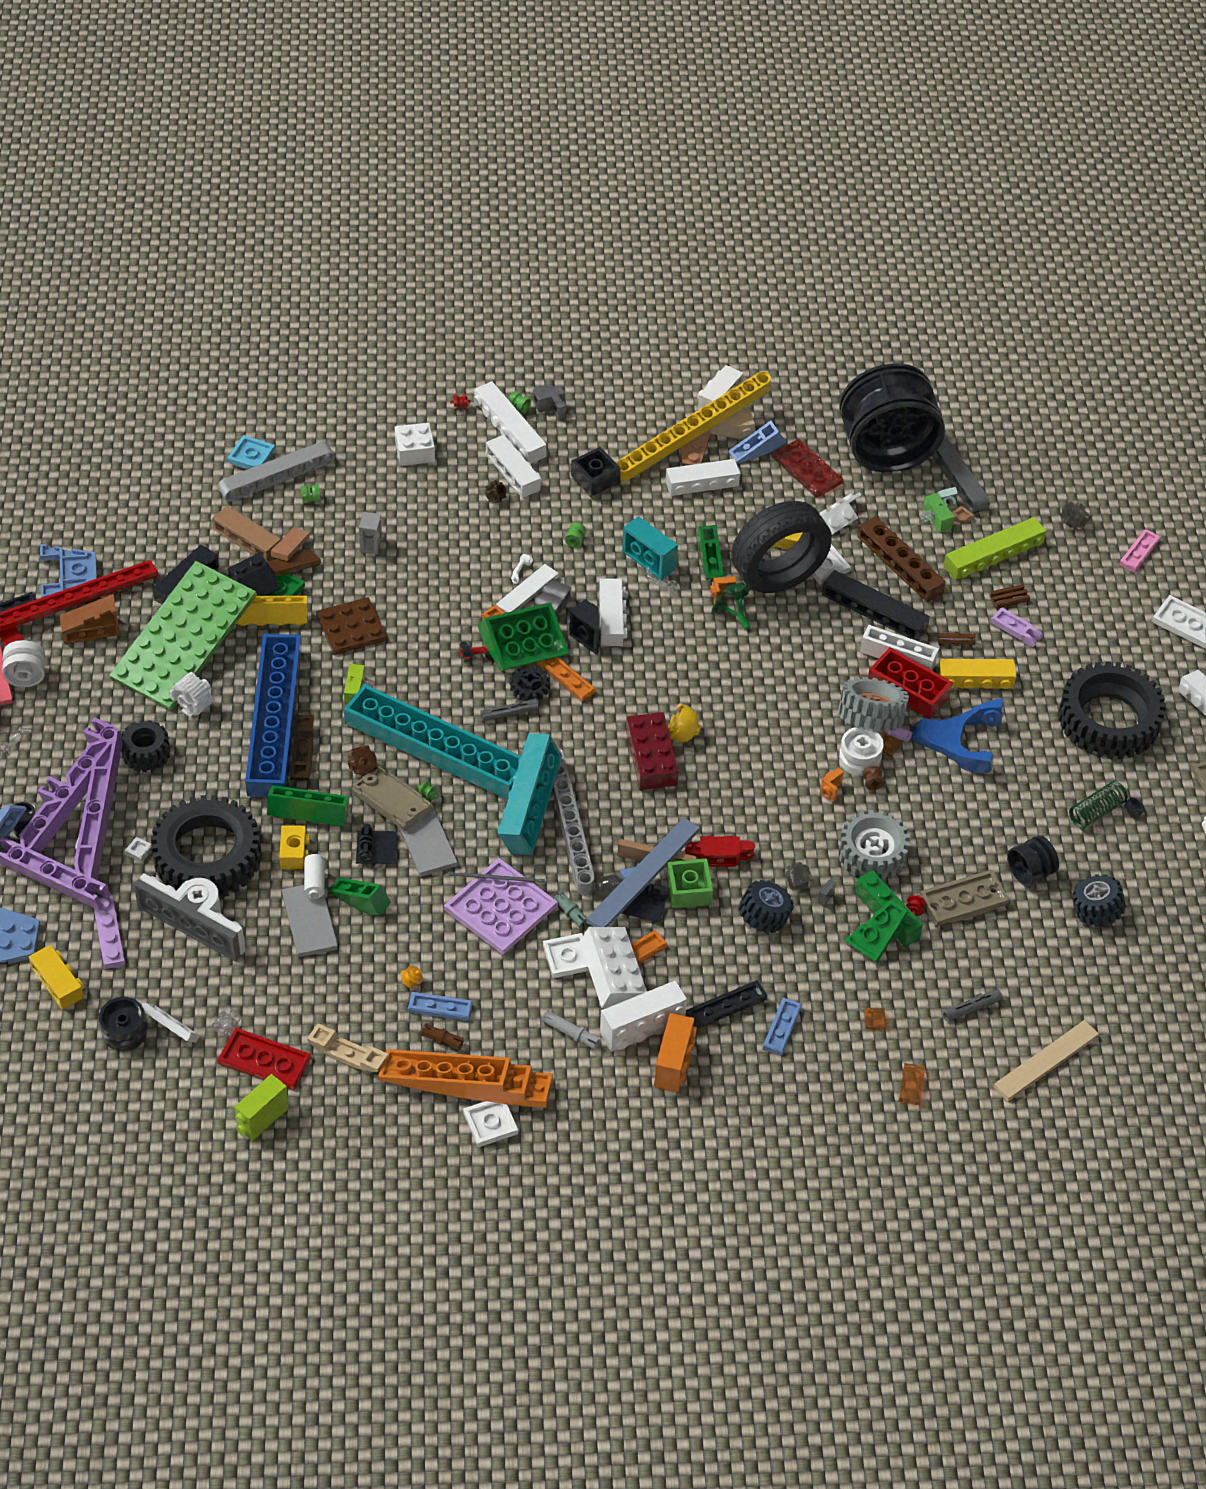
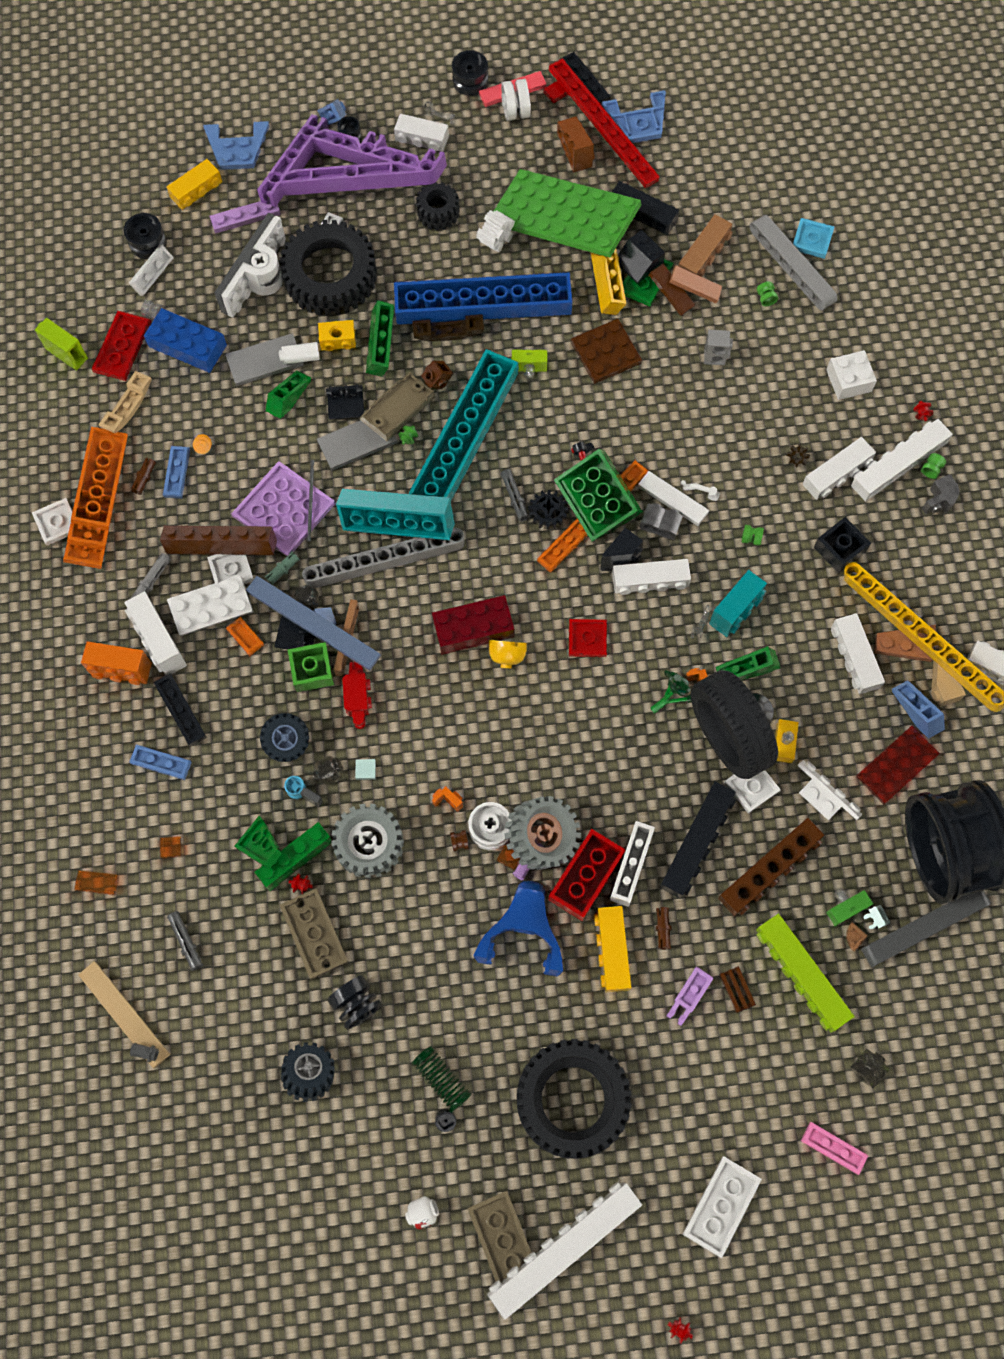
camera: 90 degrees right, 20 degrees up
(39, 757) = (421, 132): none -> white brick
(274, 988) = (185, 340): none -> blue brick
(537, 957) = (218, 540): none -> reddish brown brick
(669, 668) = (587, 638): none -> red tile
(797, 851) = (365, 769): none -> light aqua tile
(816, 905) = (291, 786): none -> medium azure wheel
(1086, 1031) = (145, 1052): none -> dark grey pin

